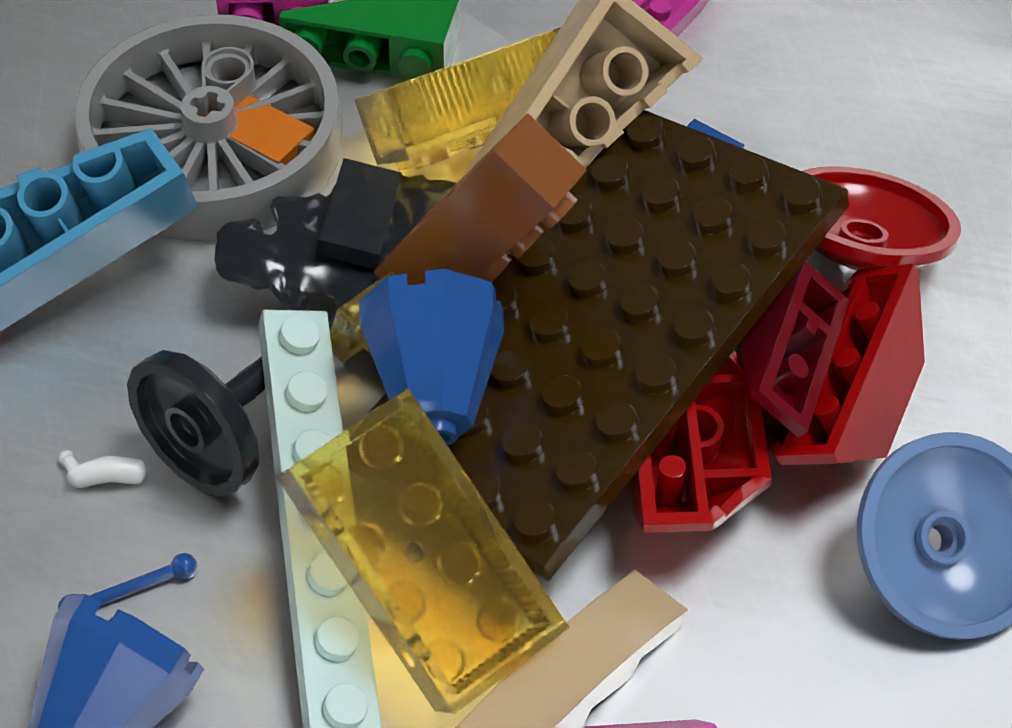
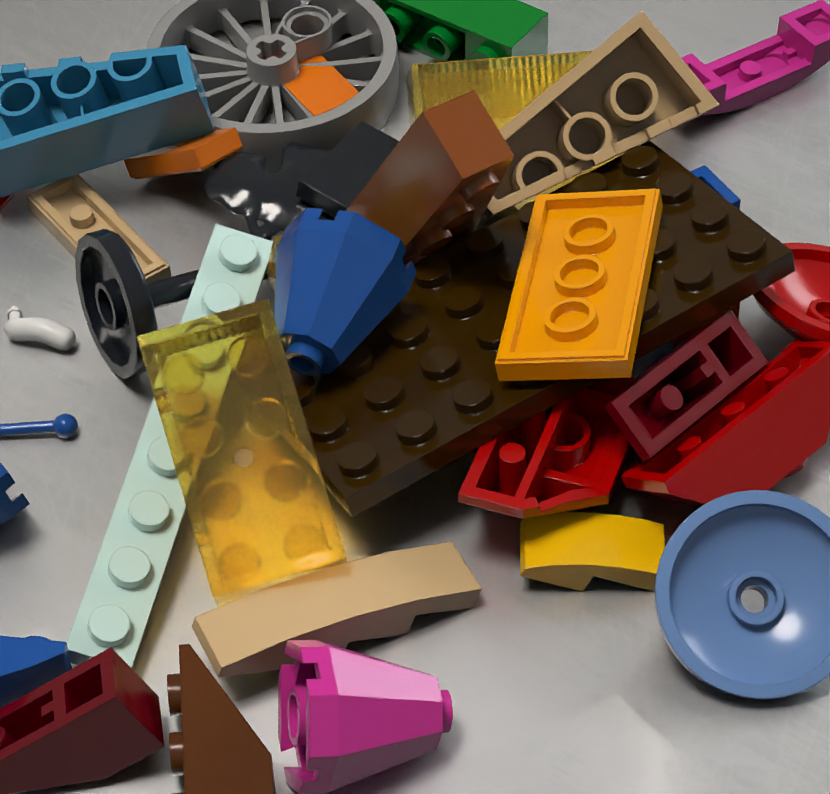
camera: 25 degrees right, 5 degrees down
(93, 338) = (74, 208): none -> tan tile
(183, 240) = (185, 156): none -> orange tile
(670, 279) = (580, 286): none -> light orange tile
(769, 533) = (579, 545): none -> yellow slope

